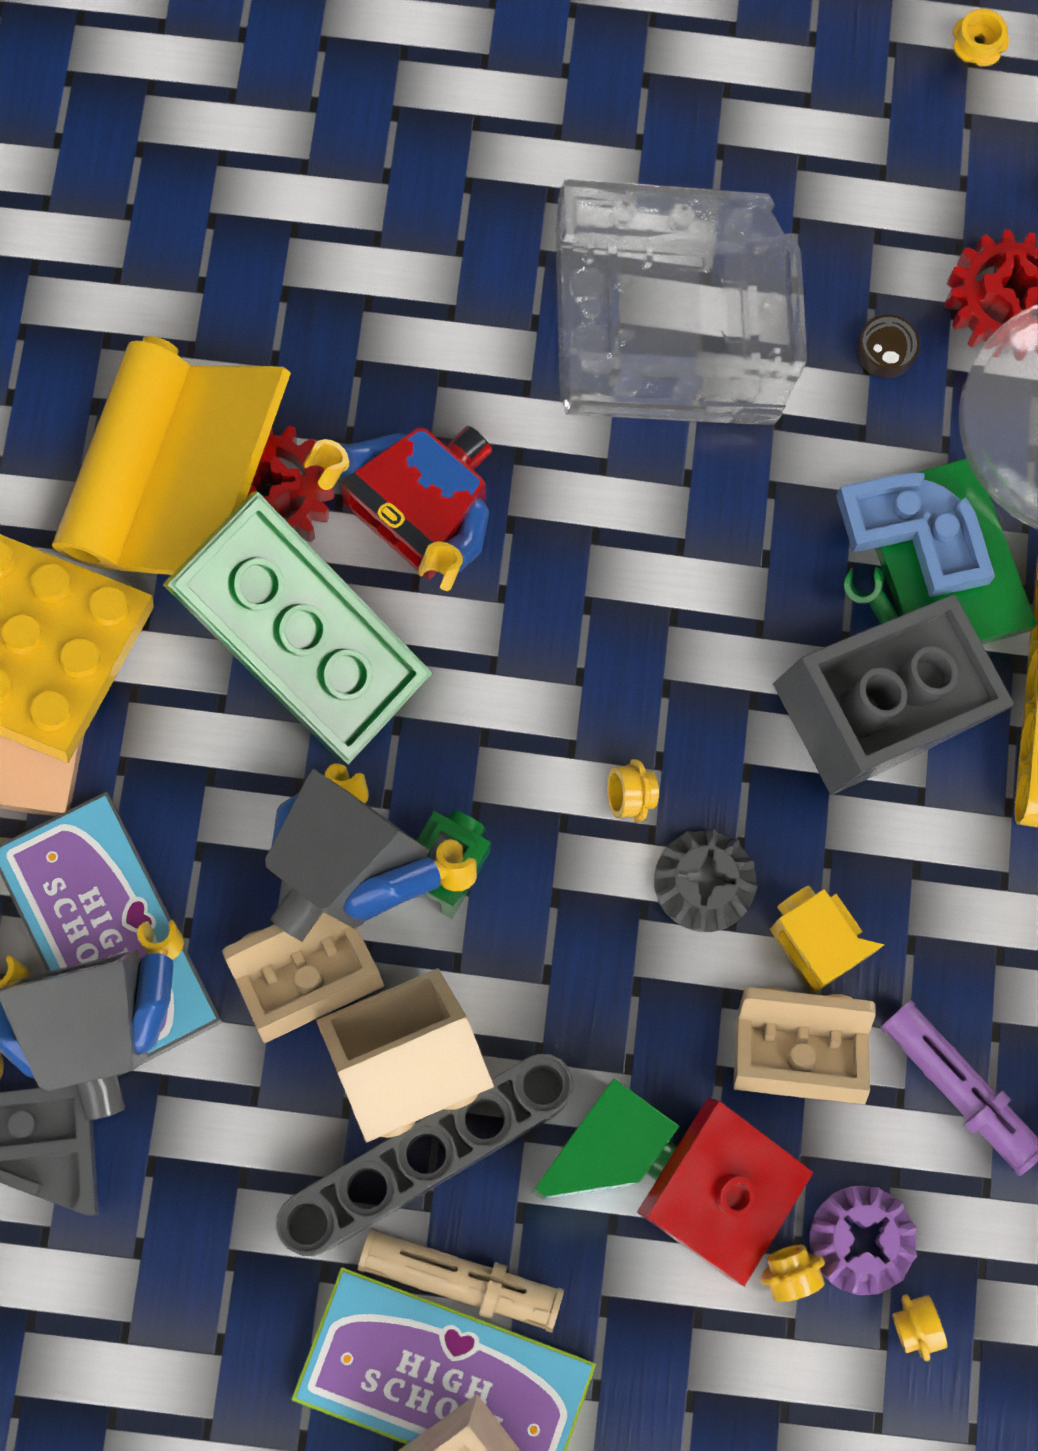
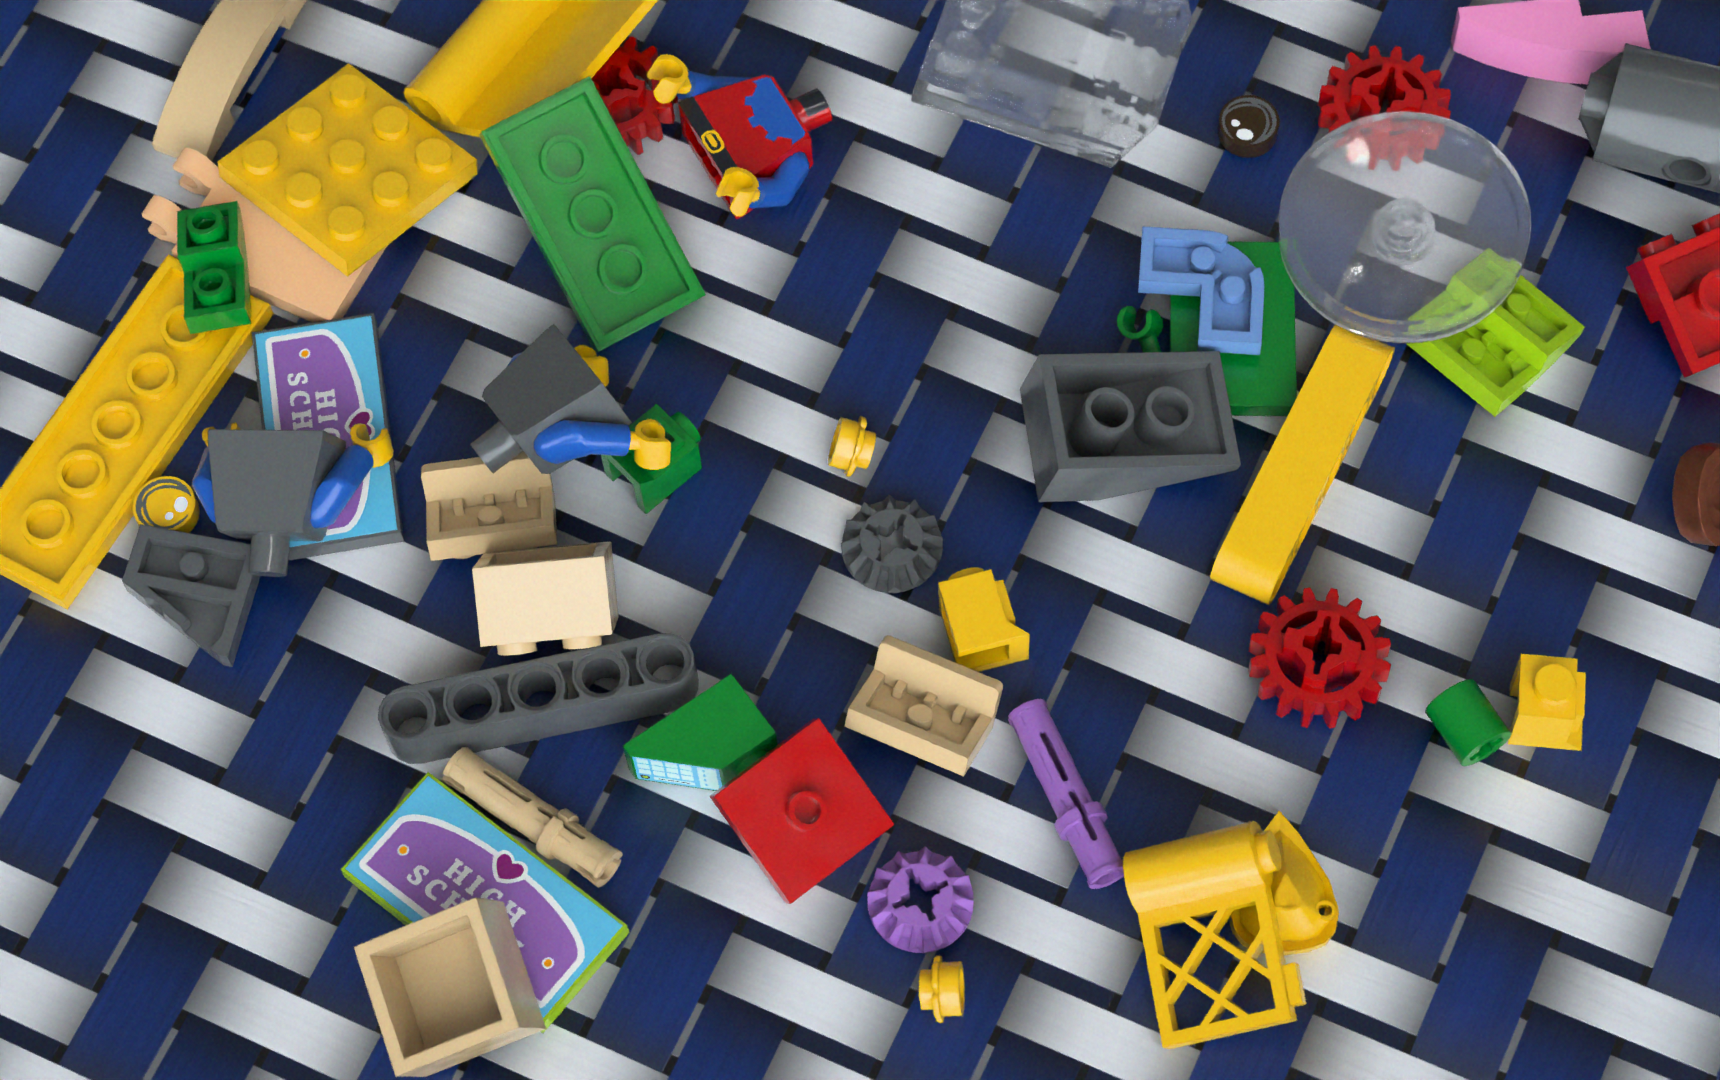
camera: 30 degrees right, 10 degrees down
(793, 1273) = (839, 903): yellow plate -> none

